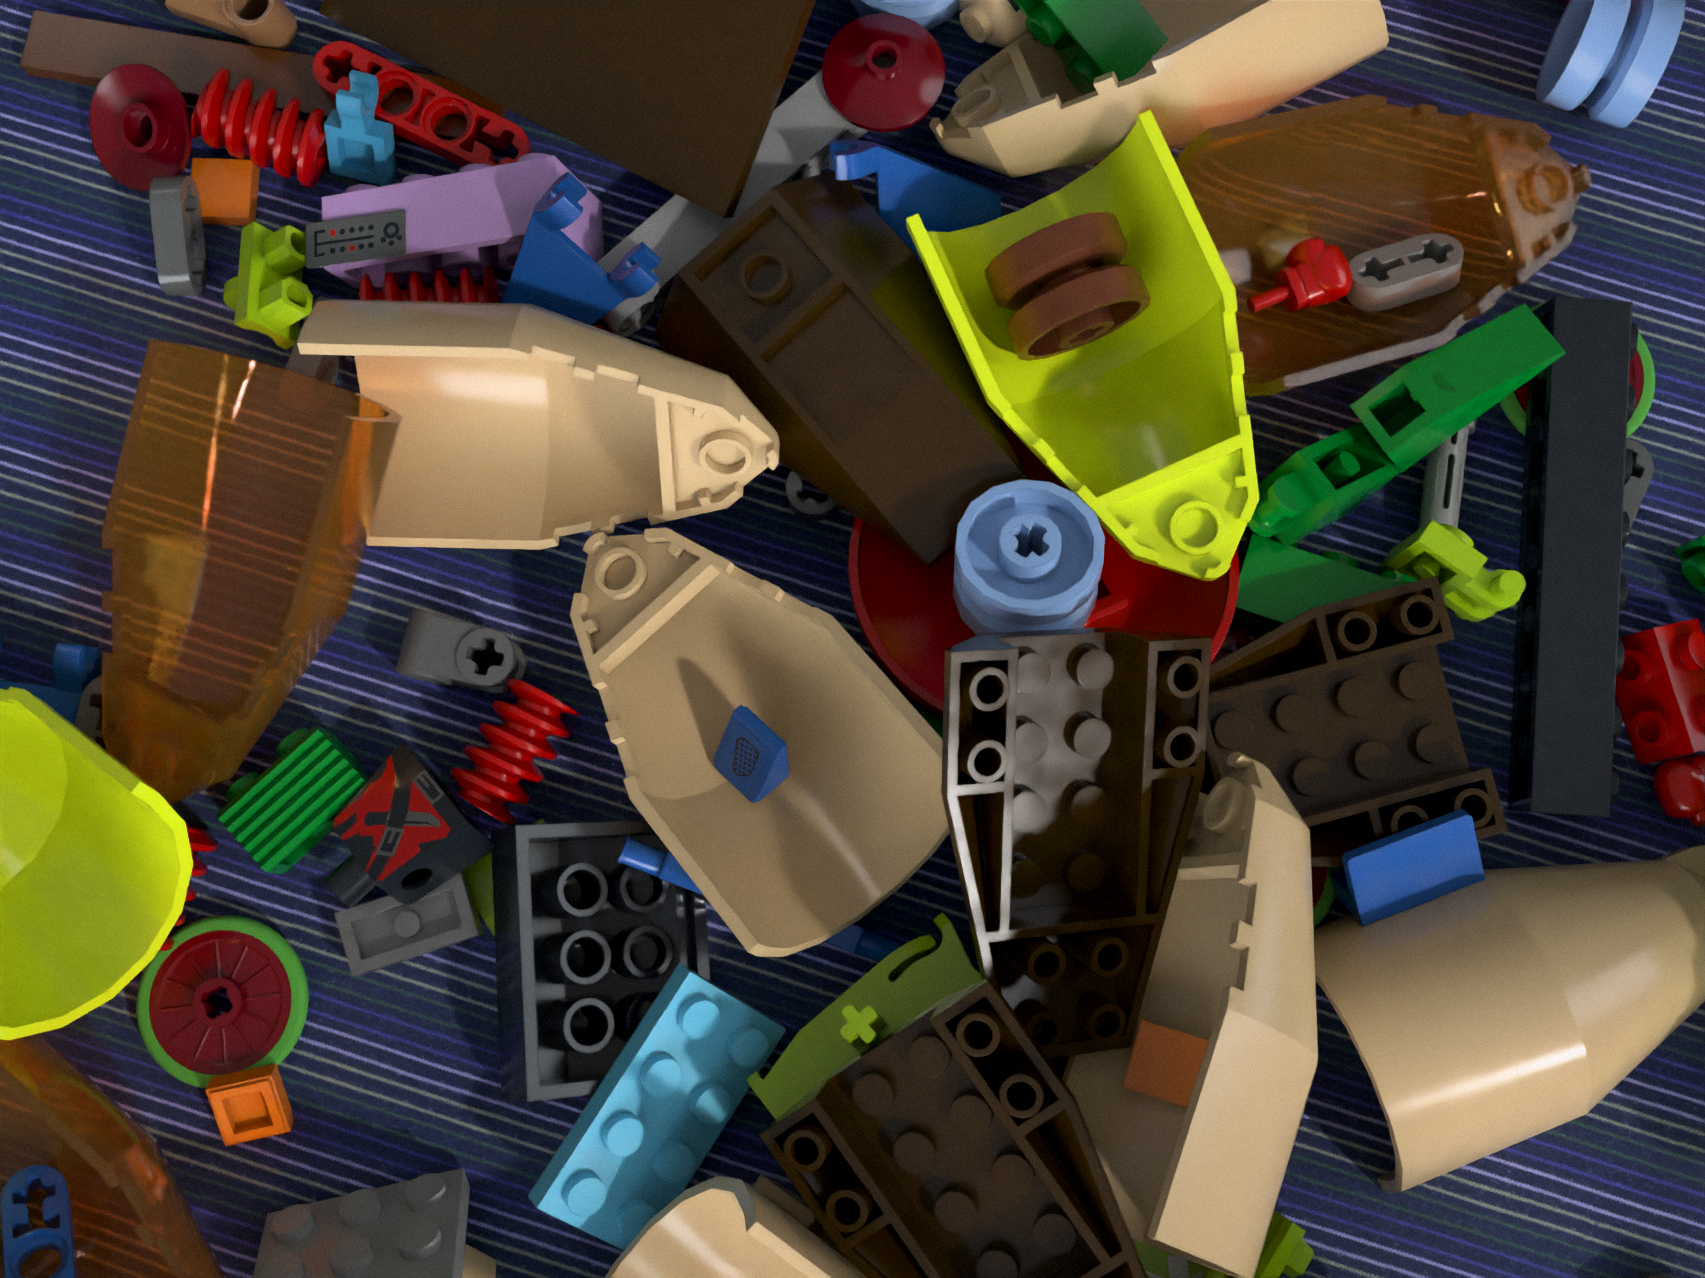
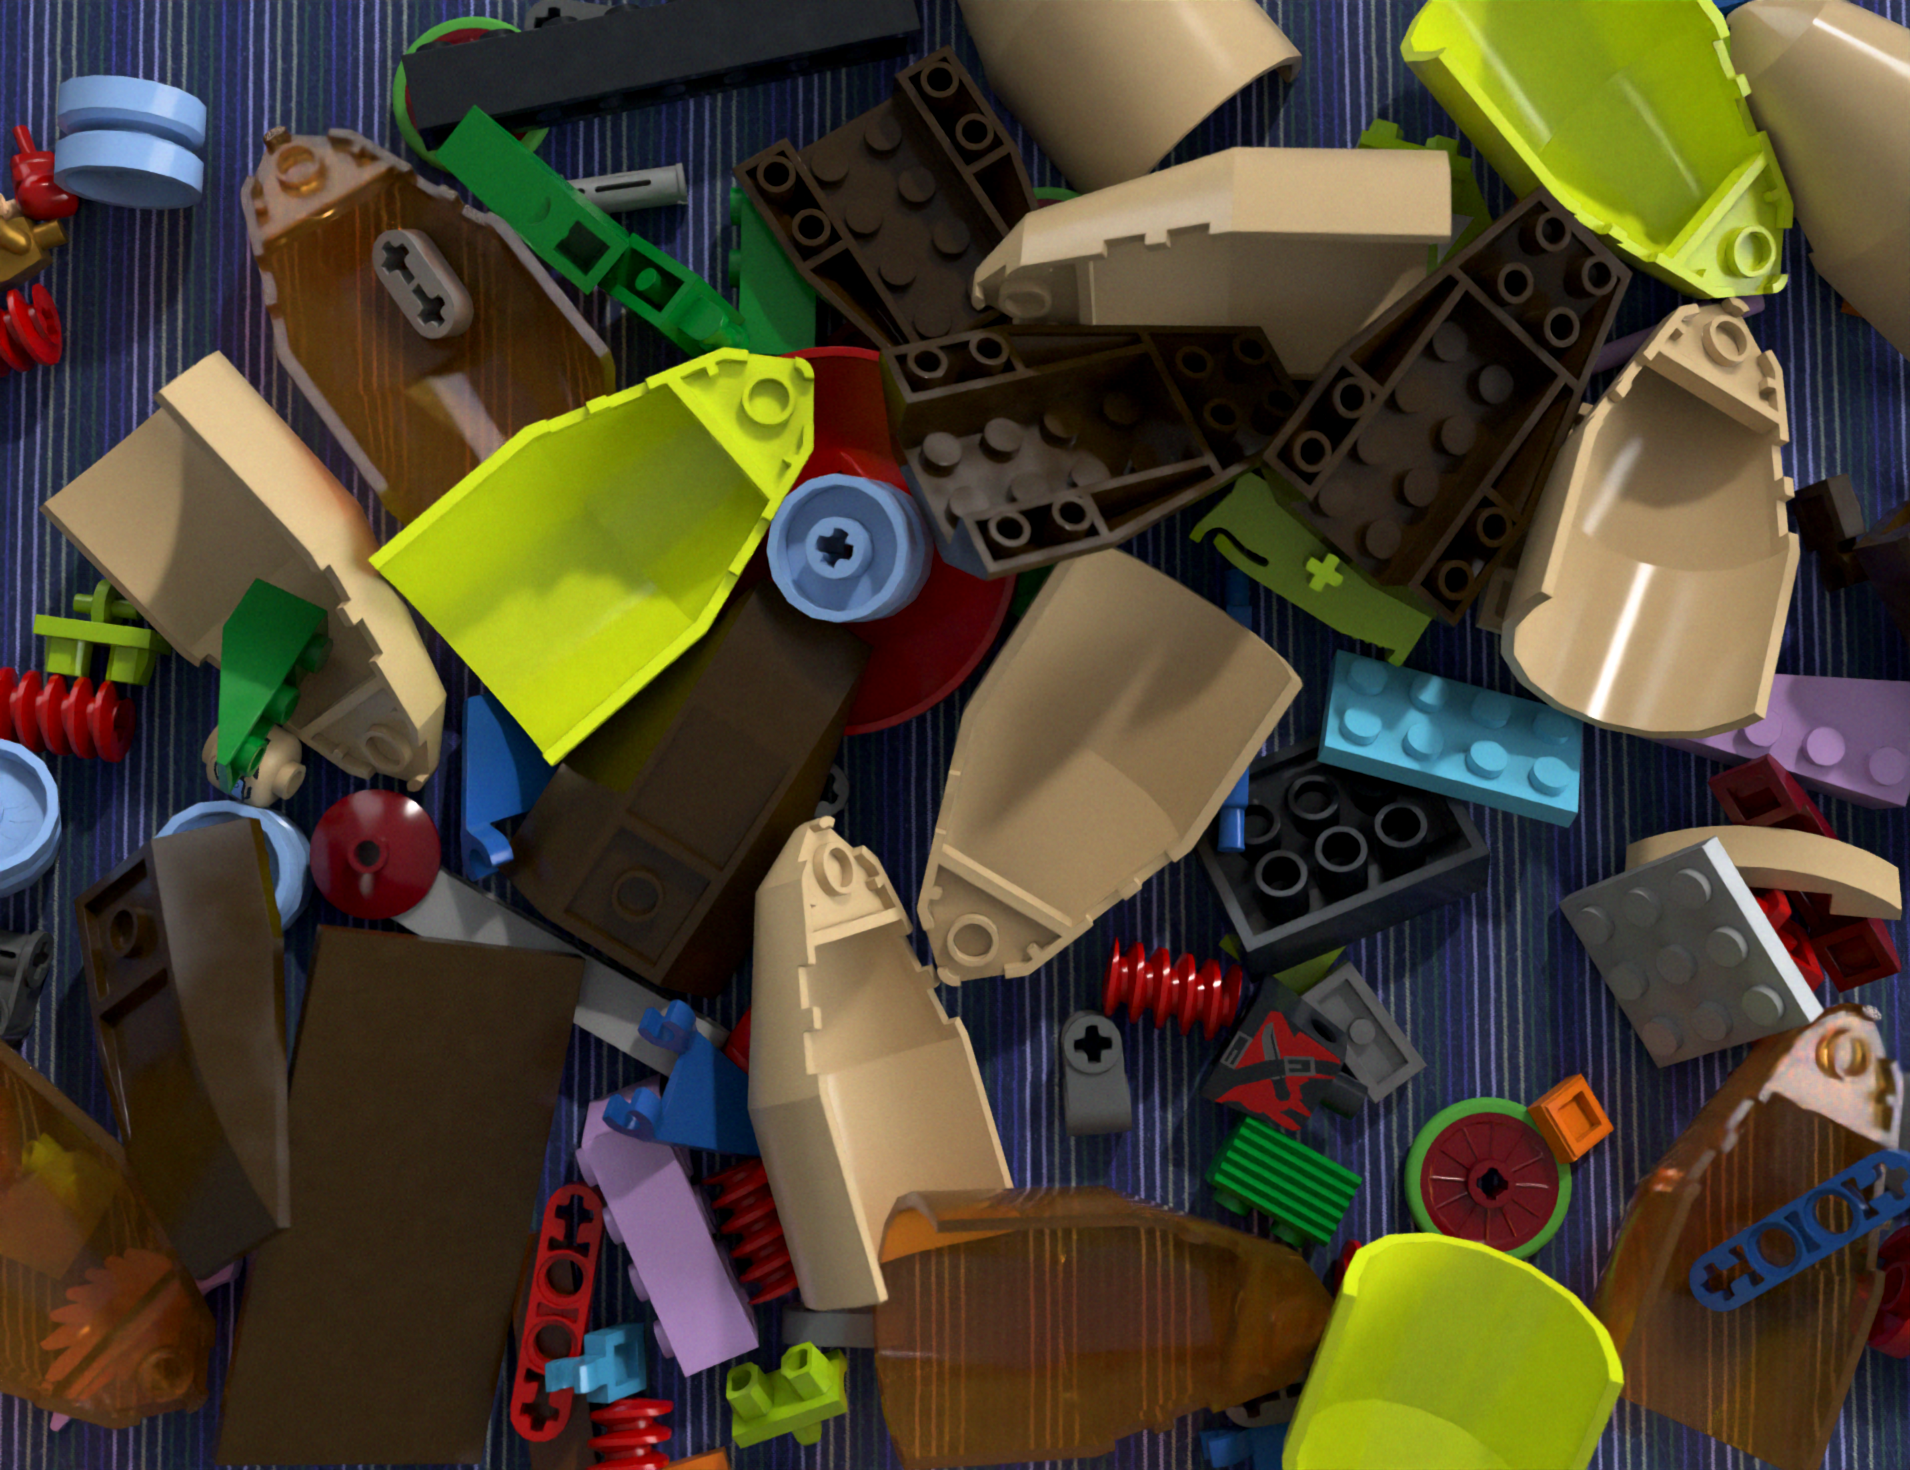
camera: 115 degrees left, 5 degrees up
(356, 239) = (720, 1323): dark grey sticker -> none
(751, 755) = (1103, 760): blue slope -> none
(1067, 285) = (559, 595): copper wheel -> none
(1164, 1063) = (1265, 289): orange tile -> none
(1310, 277) = (460, 370): red piece -> none
(1409, 868) = (1013, 122): blue panel -> none
(1464, 582) = (708, 165): lime plate -> none

